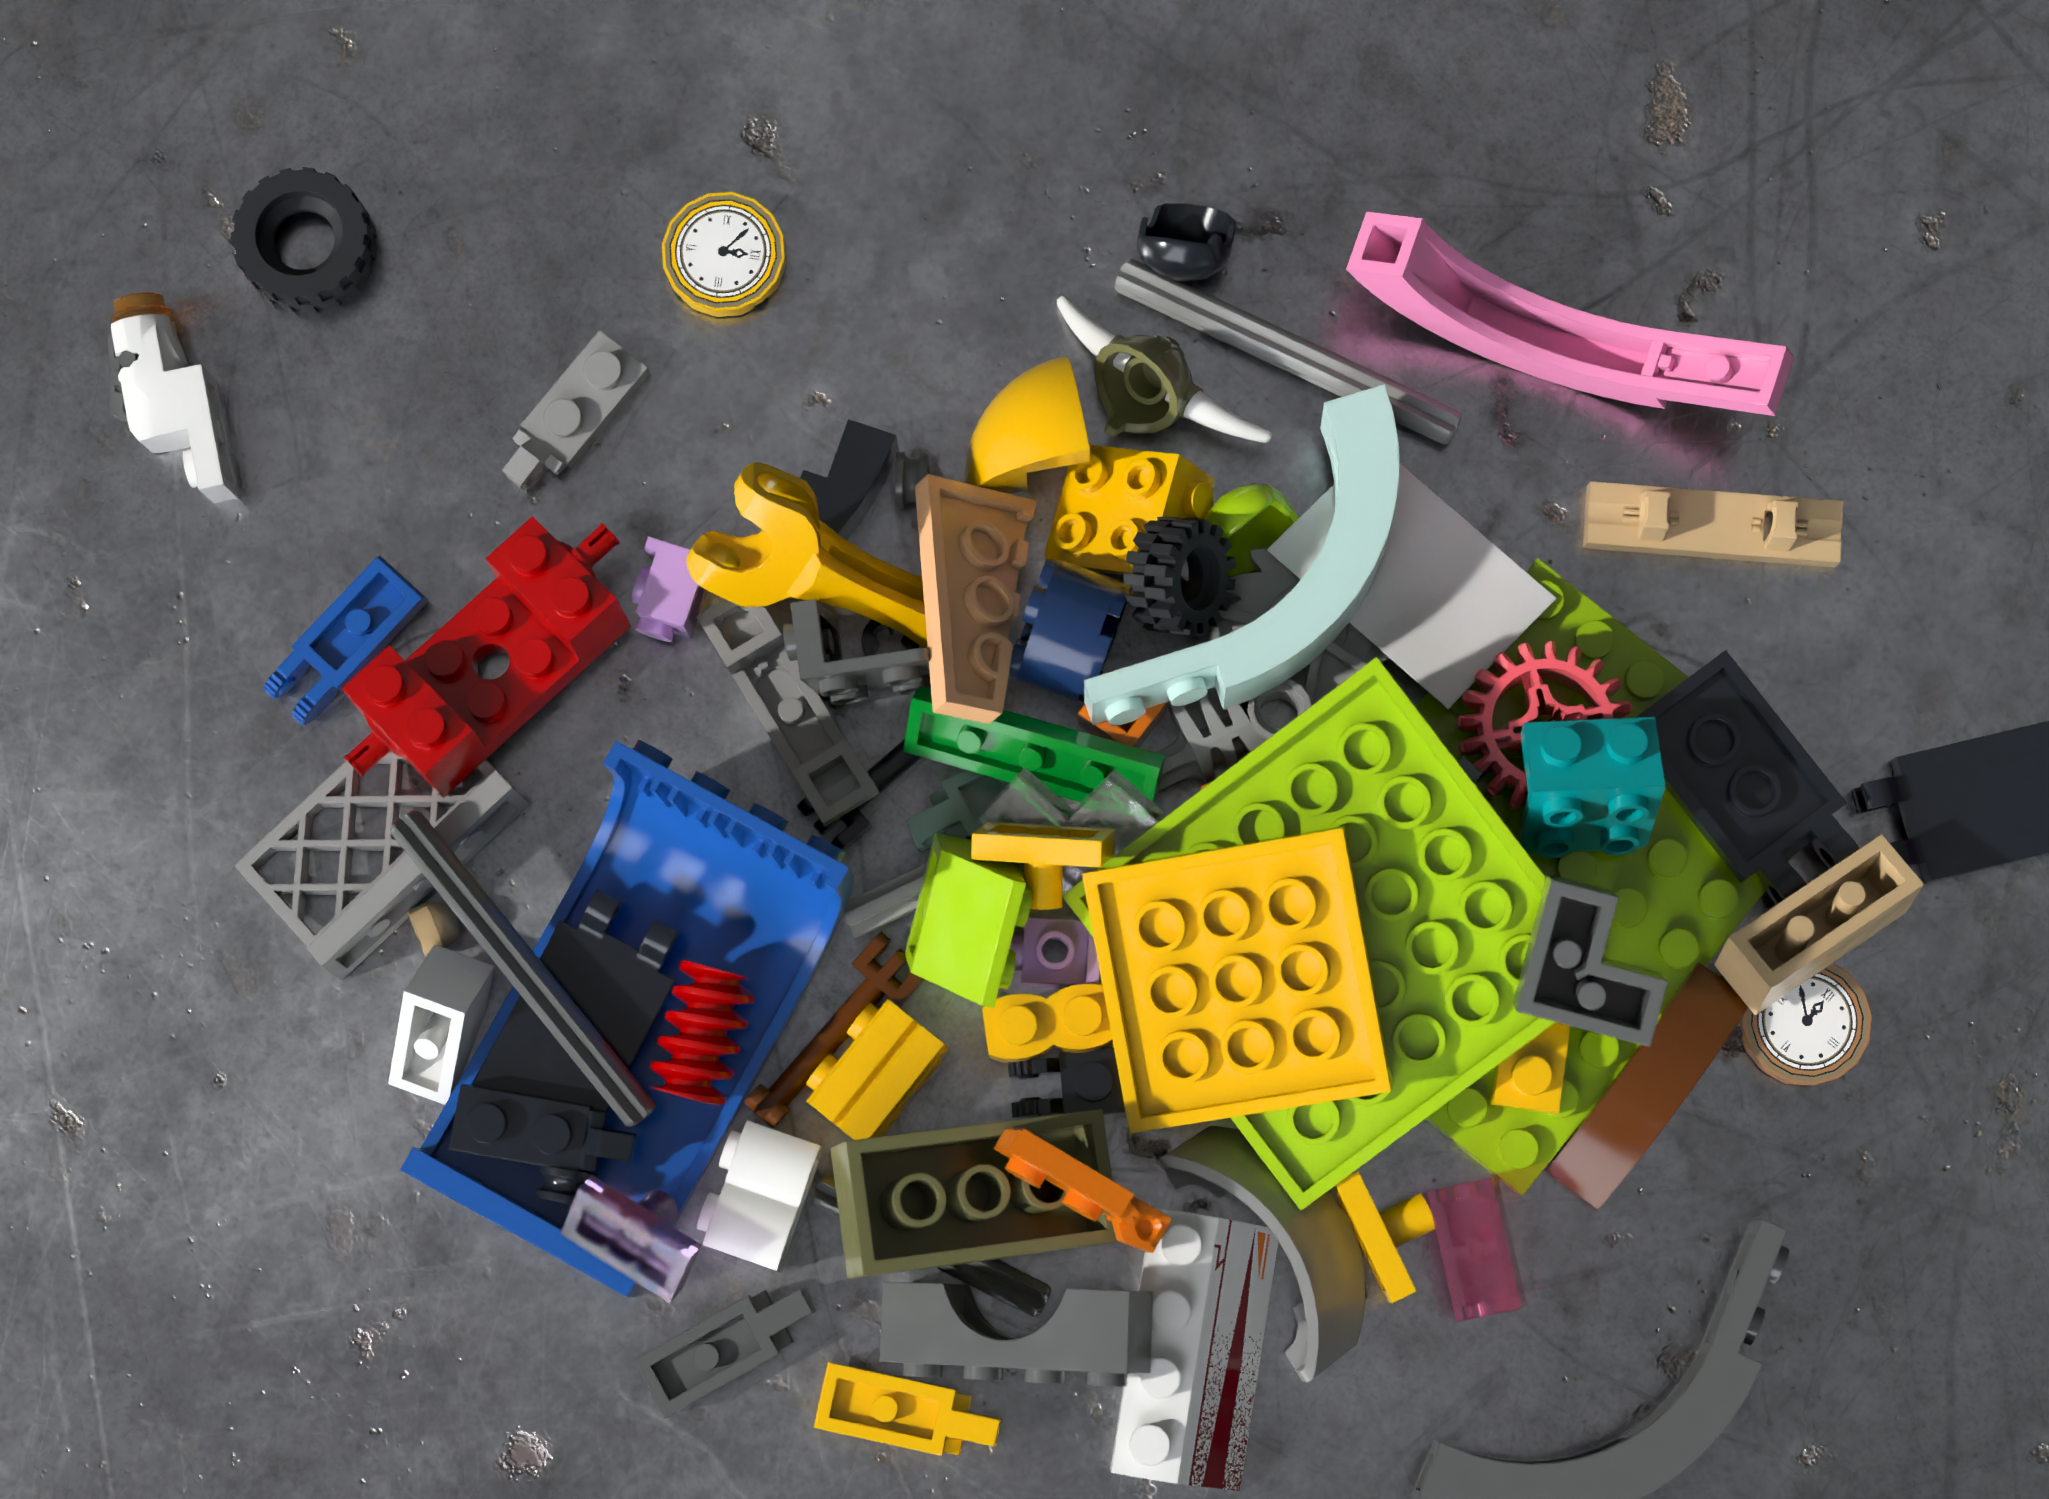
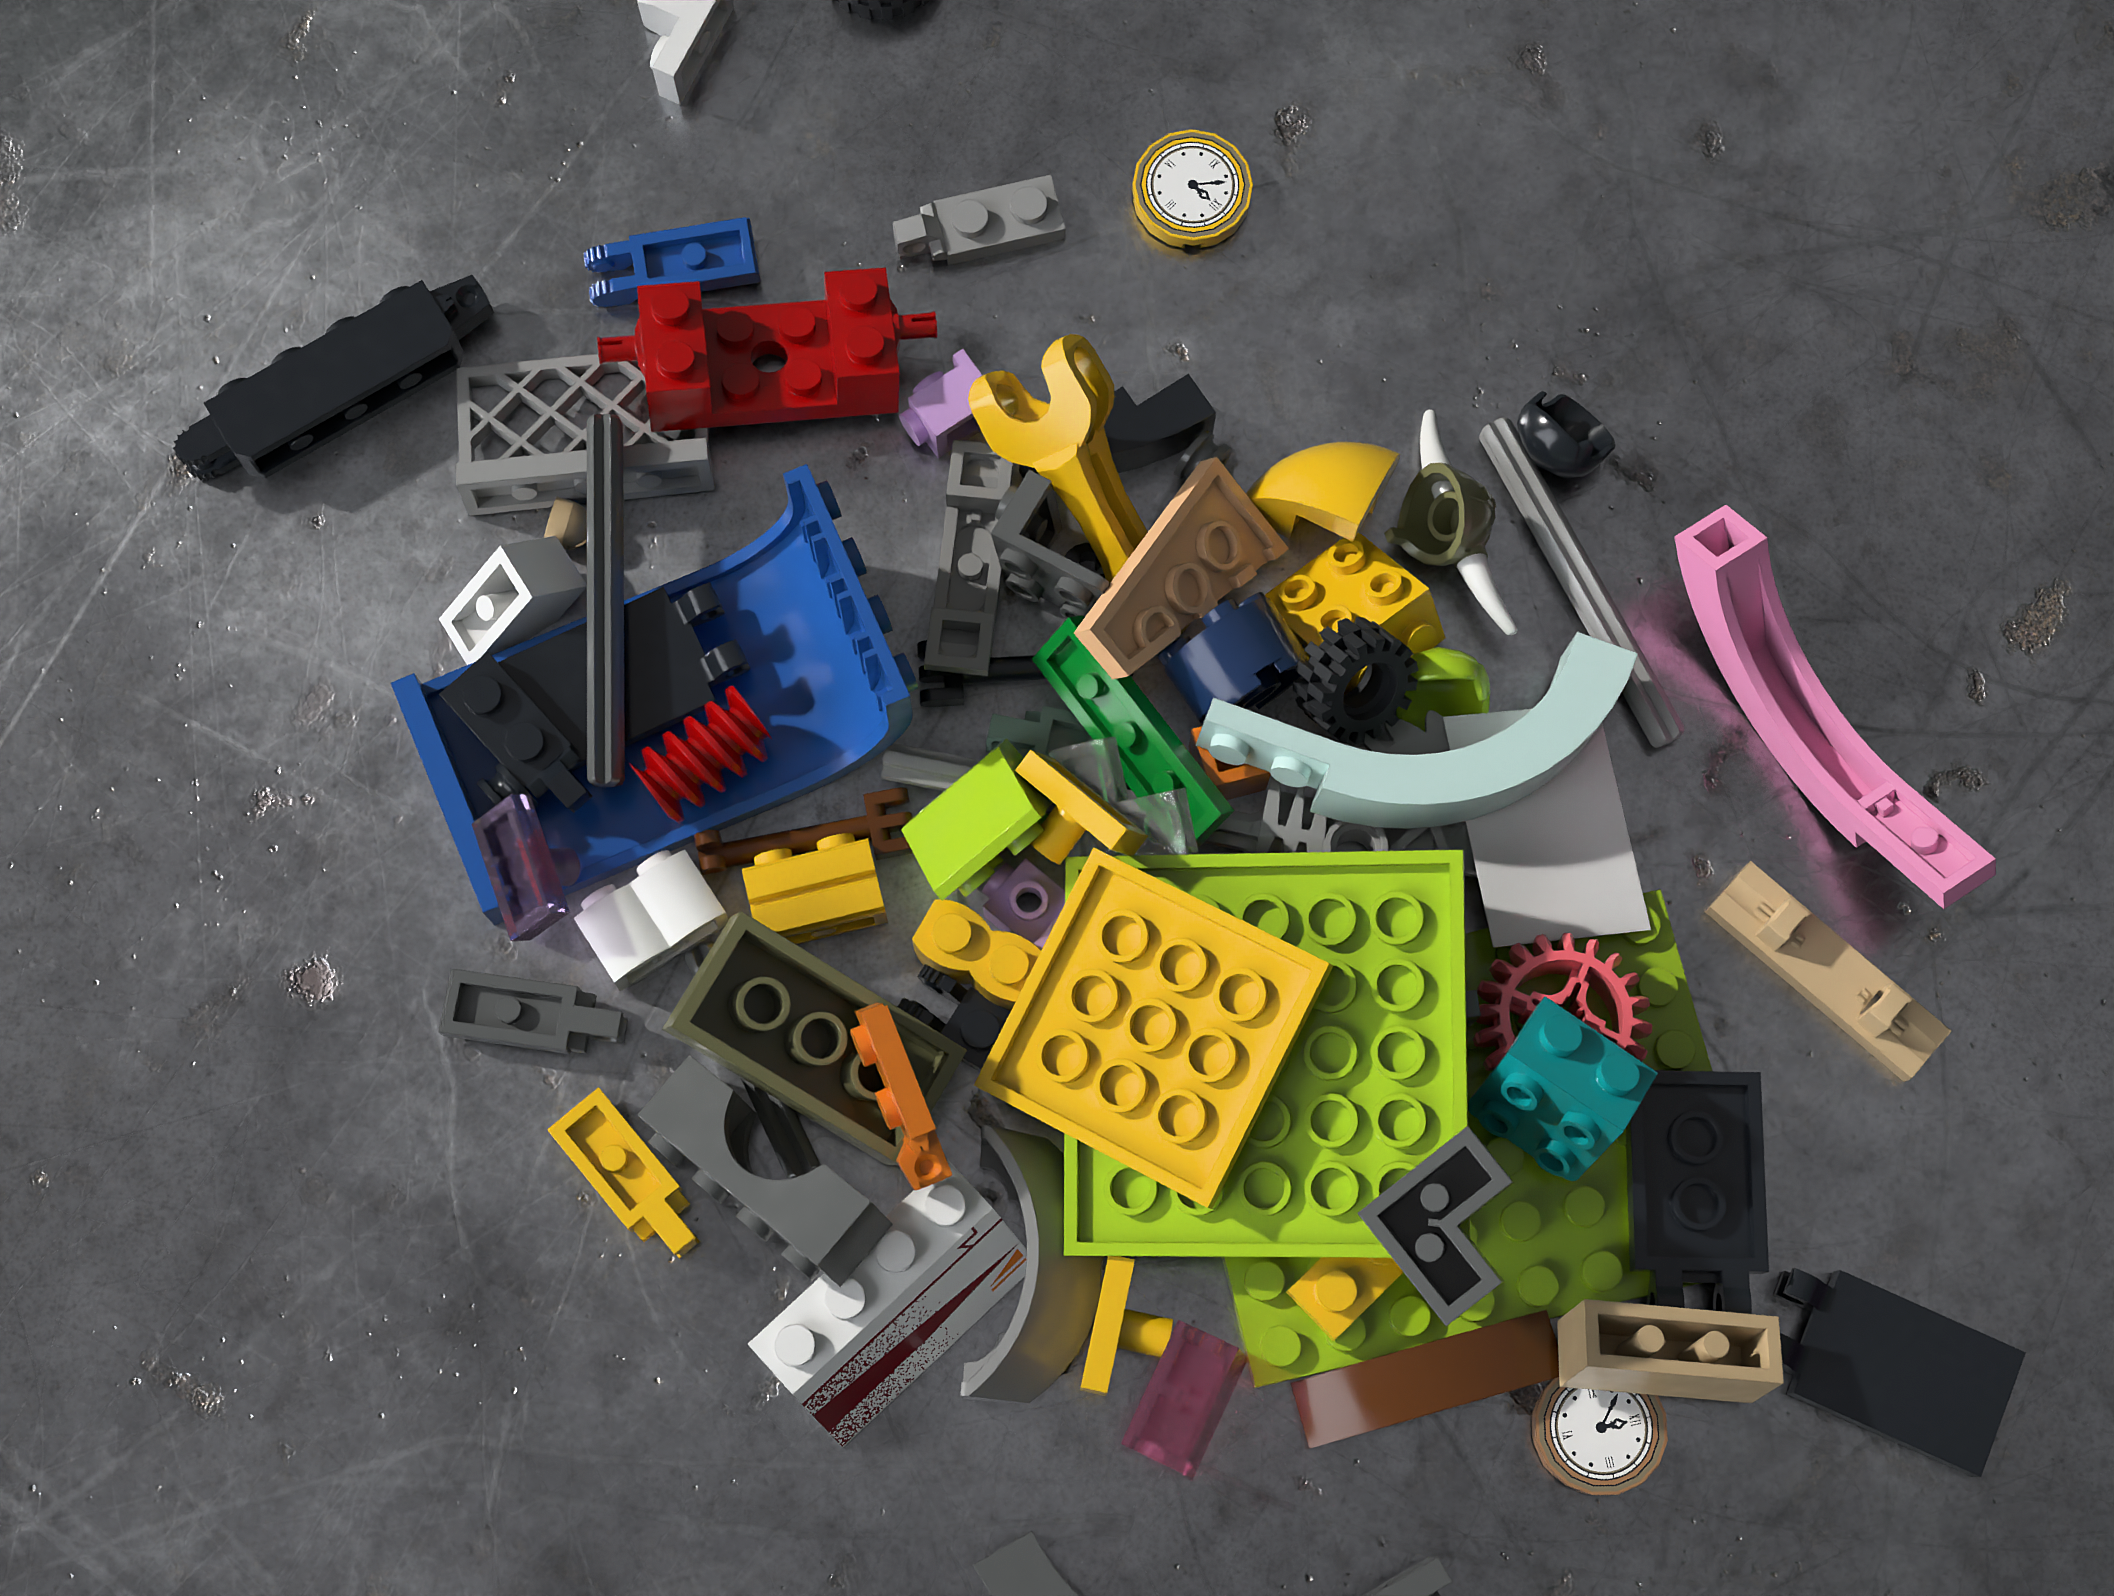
camera: 30 degrees right, 5 degrees down
(144, 952) = (335, 381): none -> black hinge

